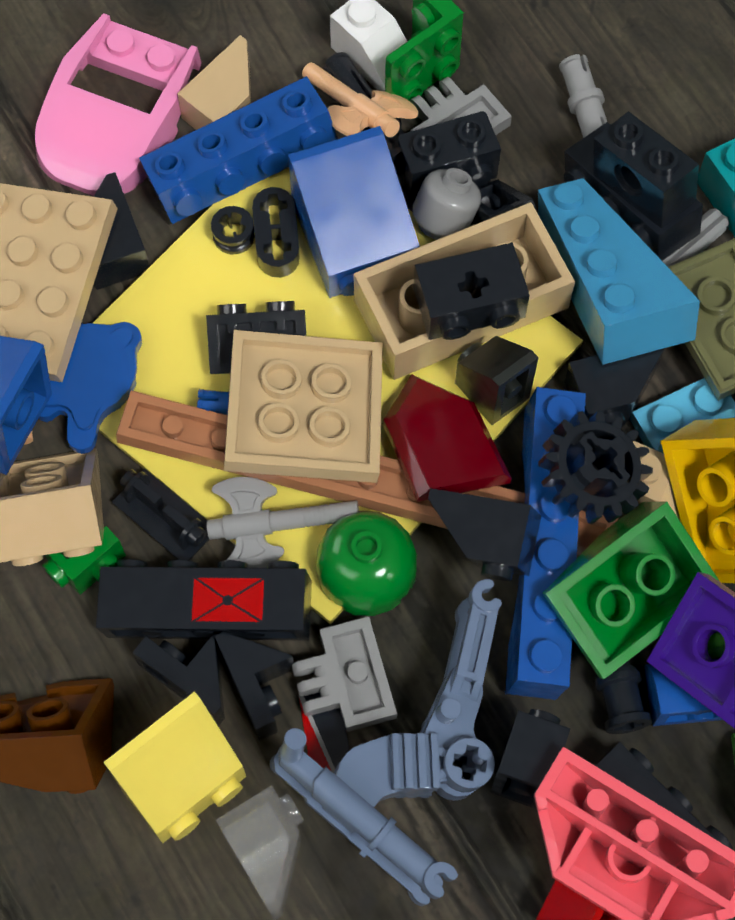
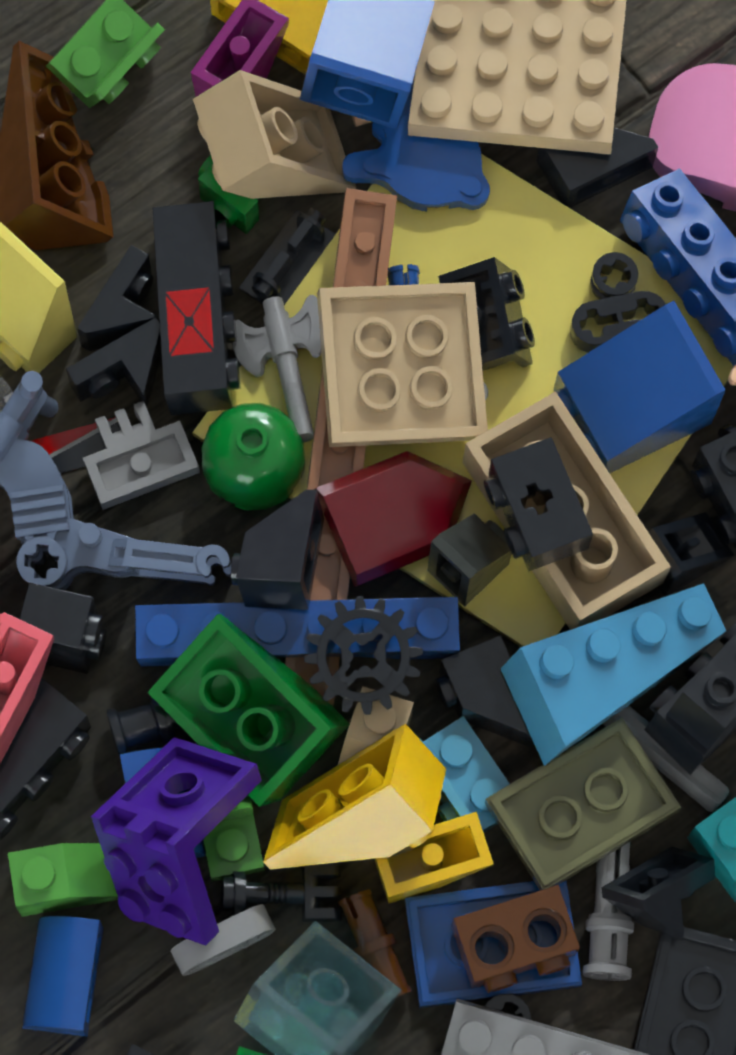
camera: 80 degrees right, 5 degrees up
(446, 203) = (674, 490): light grey head -> none

